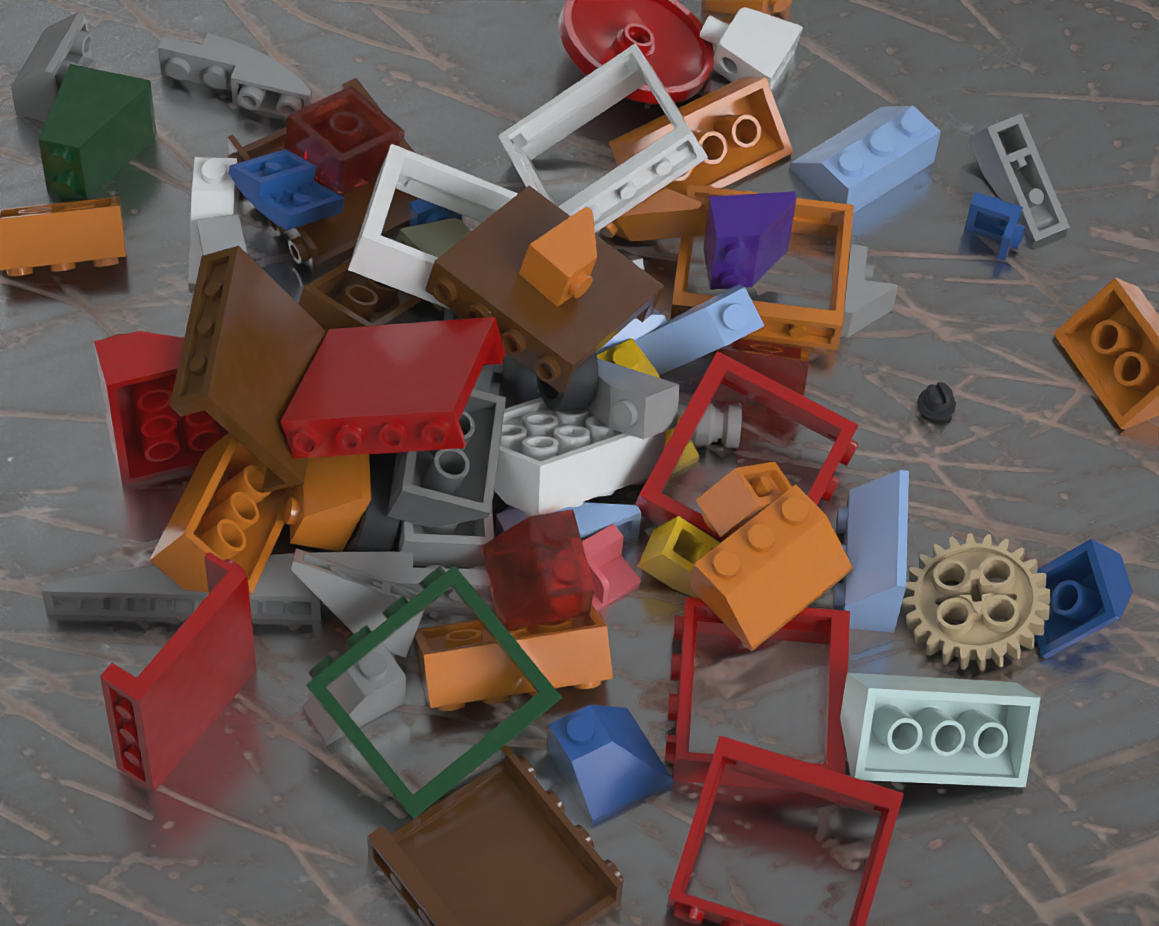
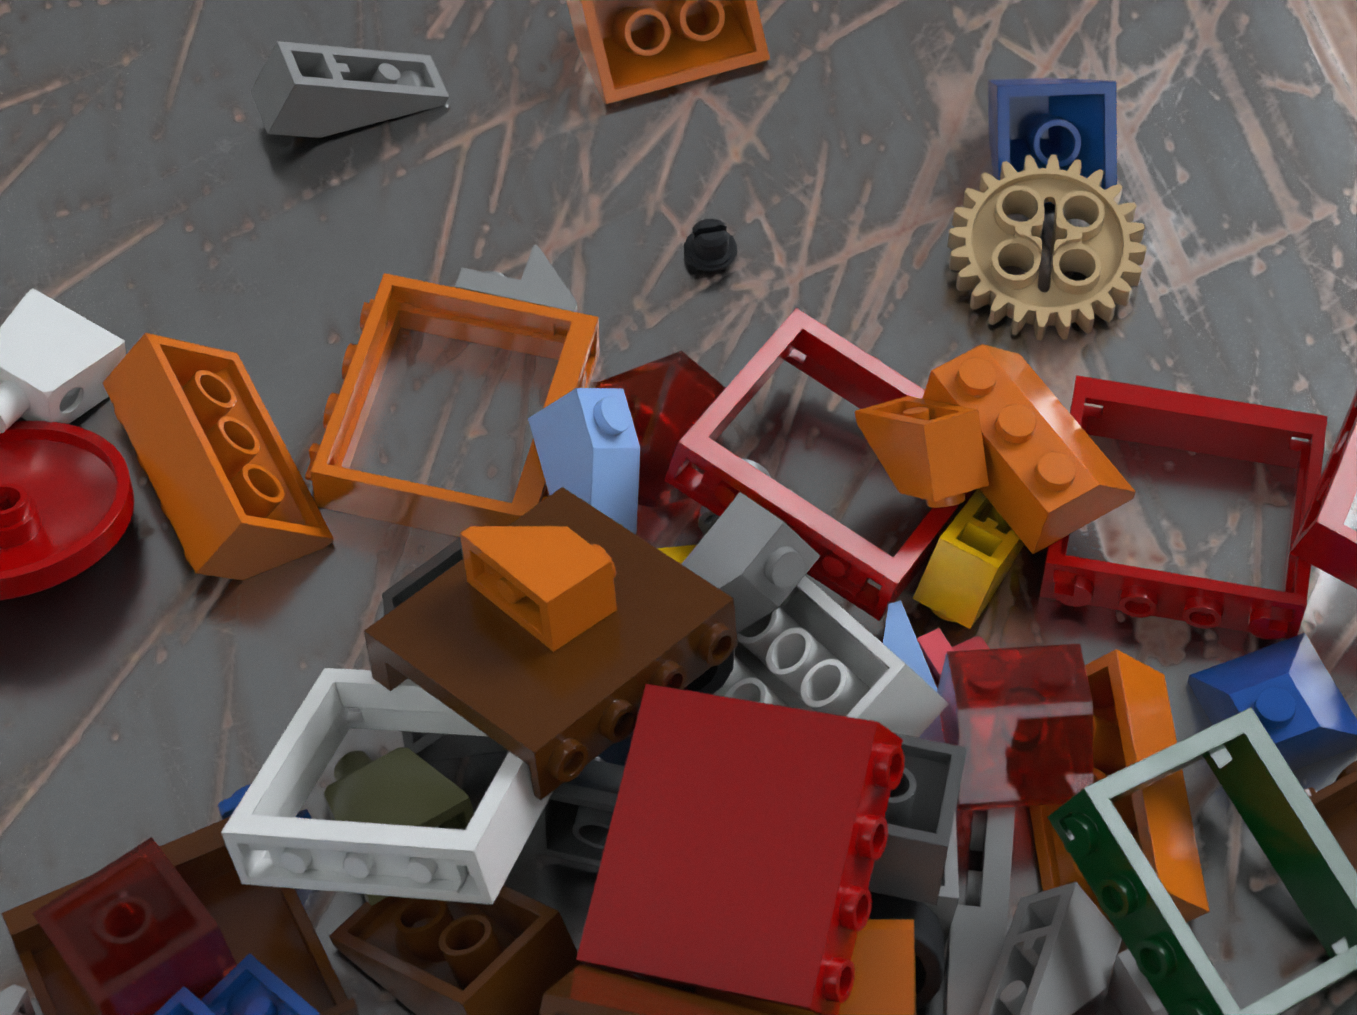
camera: 80 degrees left, 0 degrees up
(582, 102) = (130, 562): white window -> none
(660, 217) = (352, 533): orange slope -> none
(746, 236) = (469, 391): dark purple slope -> none
(870, 156) = (271, 258): light blue slope -> none
(877, 549) = (953, 306): light blue slope -> none
(938, 730) = (1256, 306): light aqua slope -> none
(996, 220) = (420, 121): blue bracket -> none

